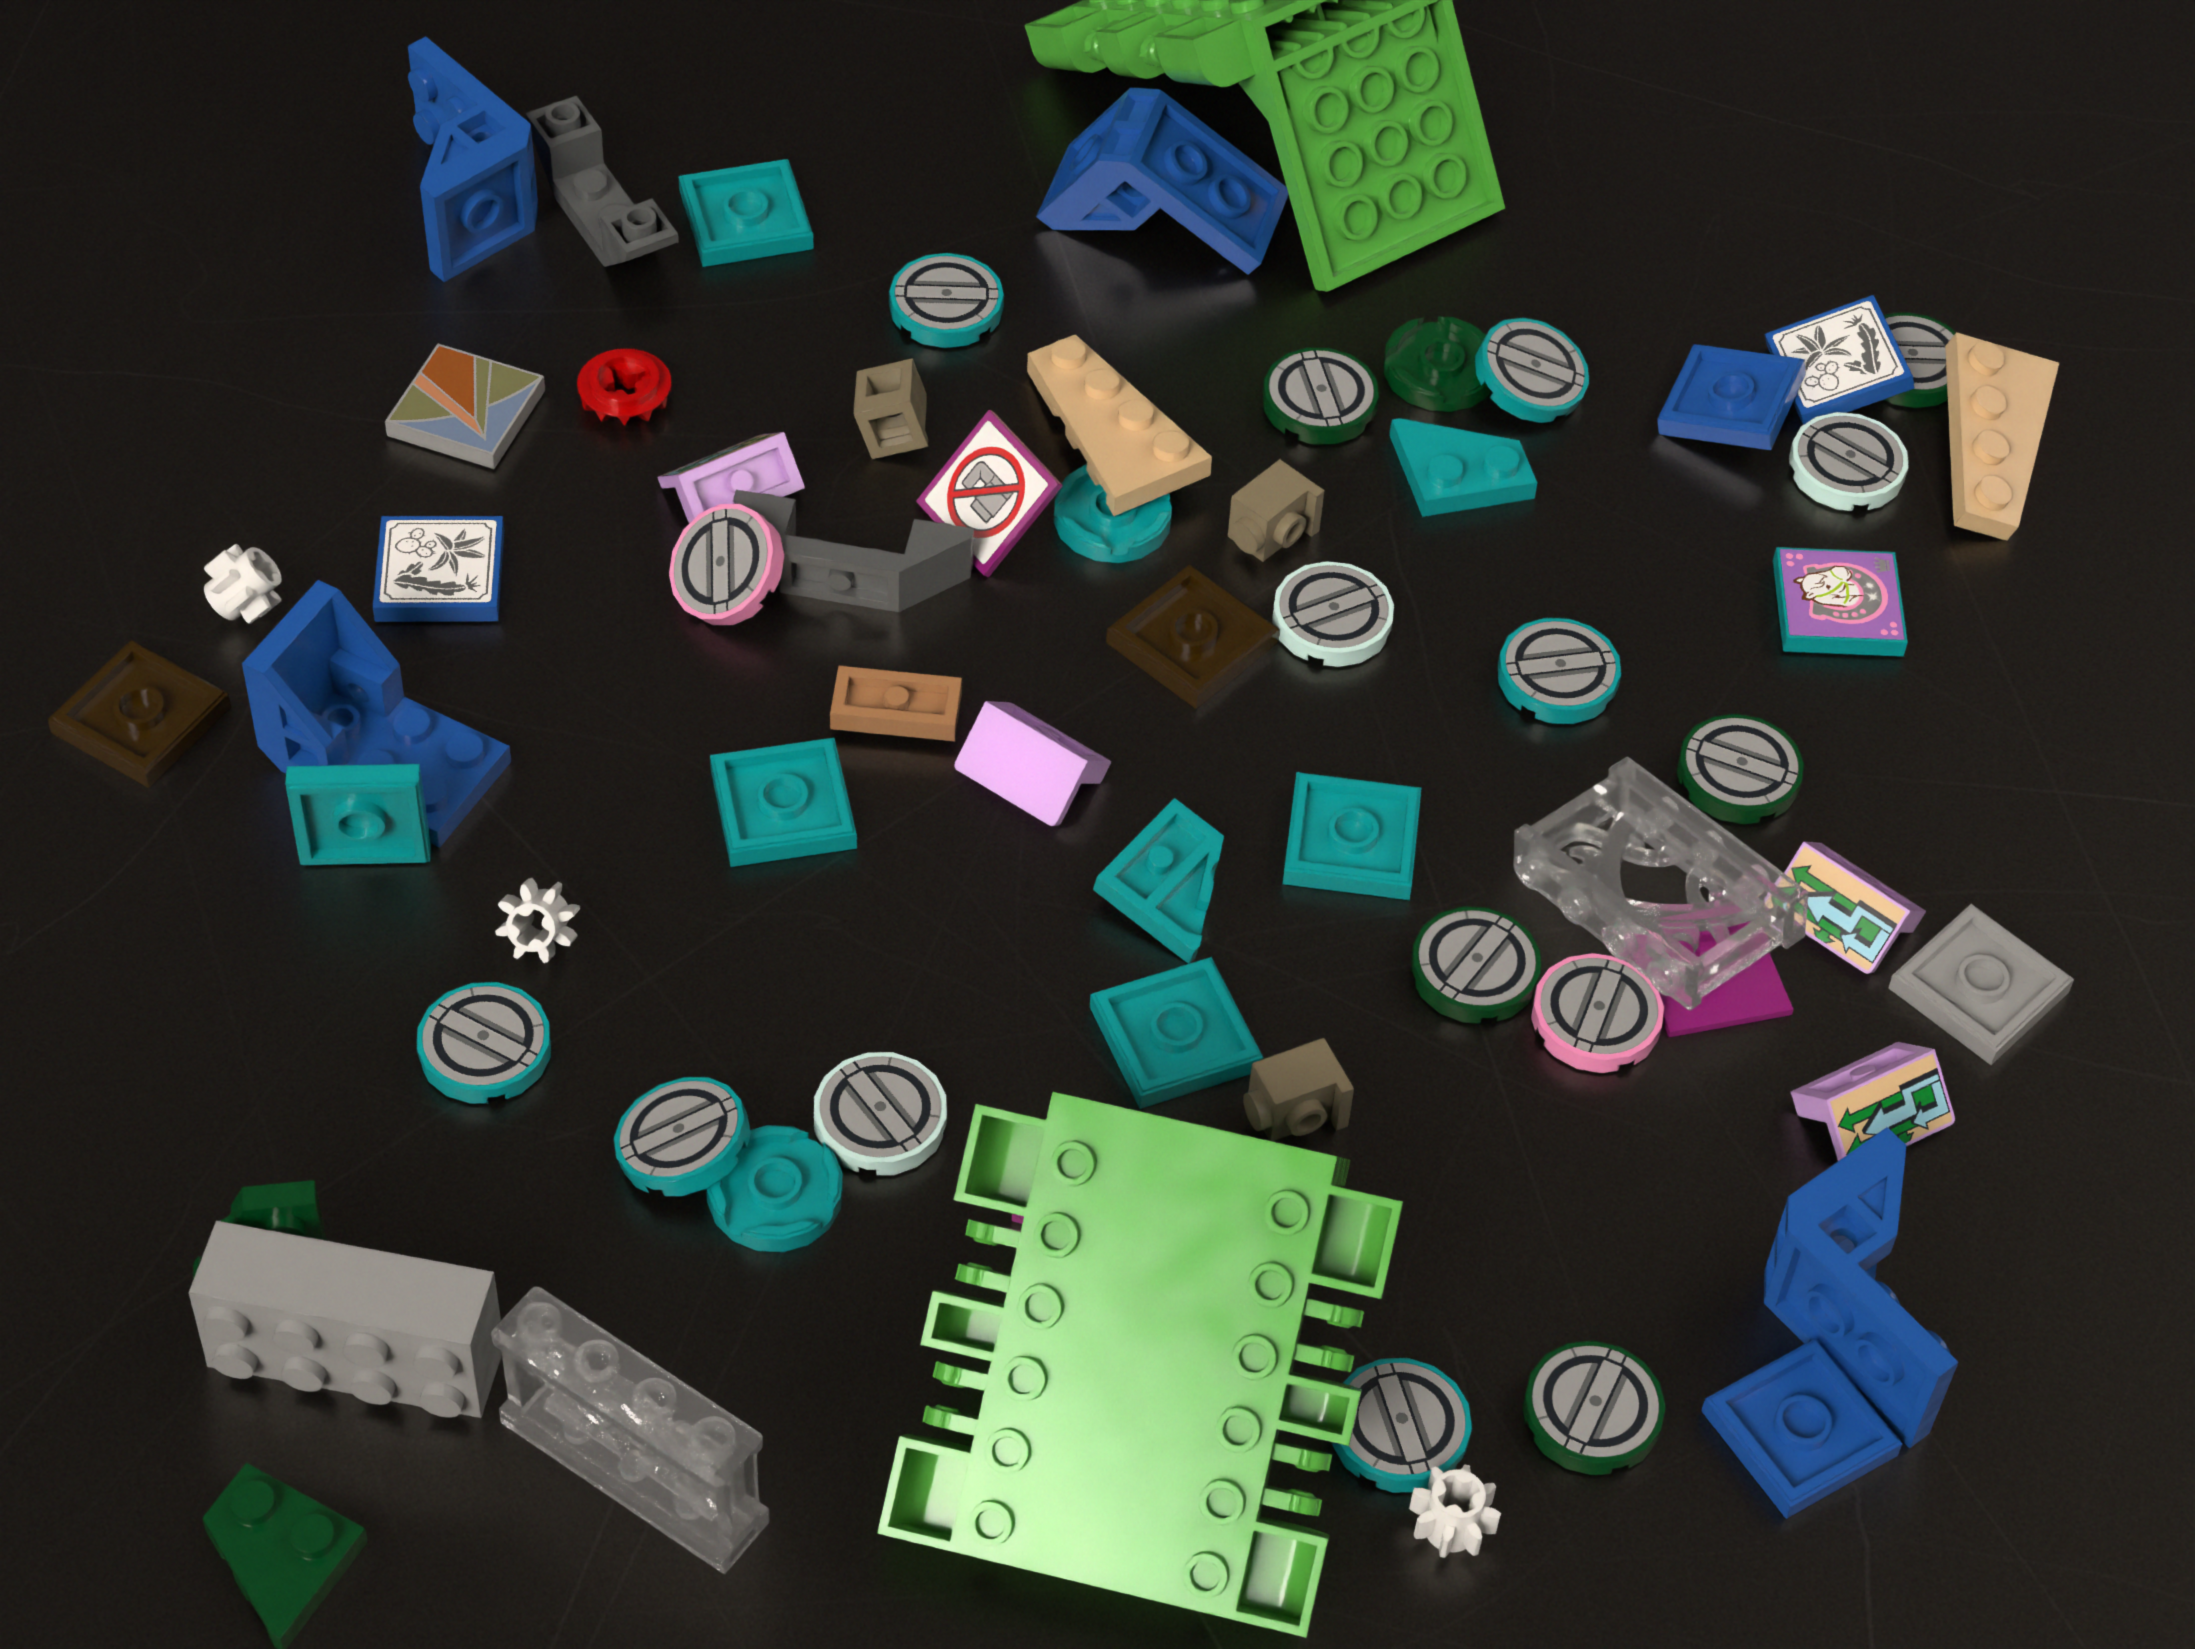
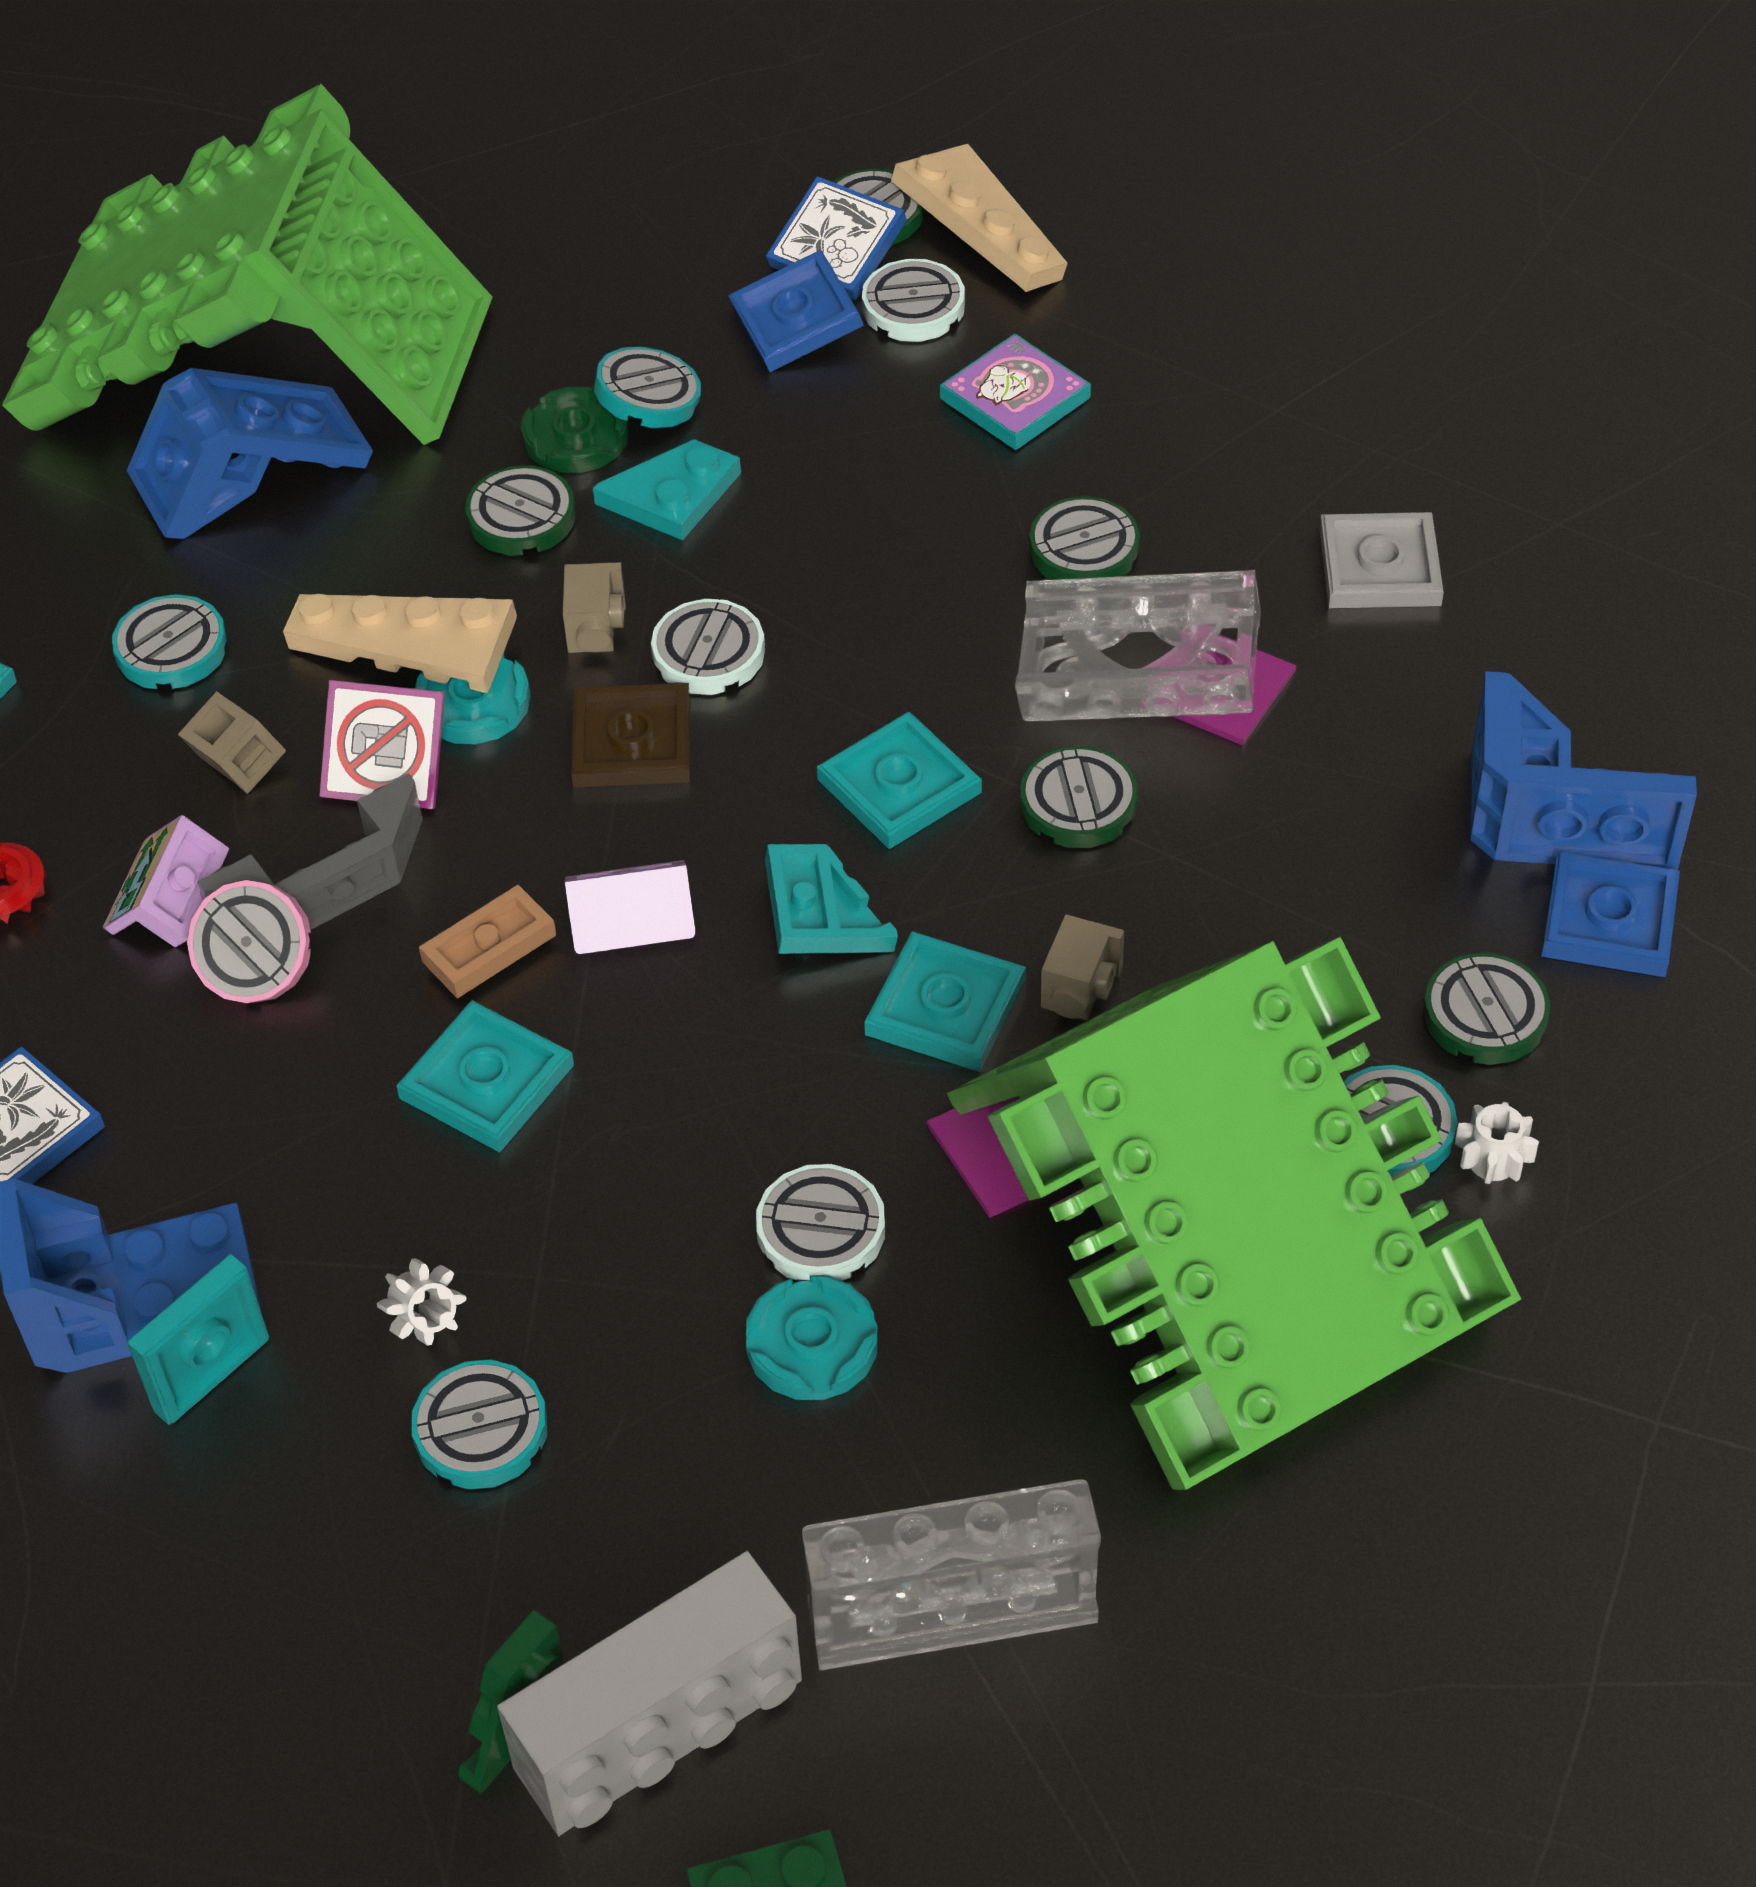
camera: 40 degrees left, 0 degrees up
(682, 1136) = (712, 1357): tile -> none
(1559, 670) = (898, 568): tile -> none
(1597, 1012) = (1188, 764): tile -> none
(1849, 907) = (1279, 567): panel -> none
(1890, 1089) = (1415, 674): panel -> none

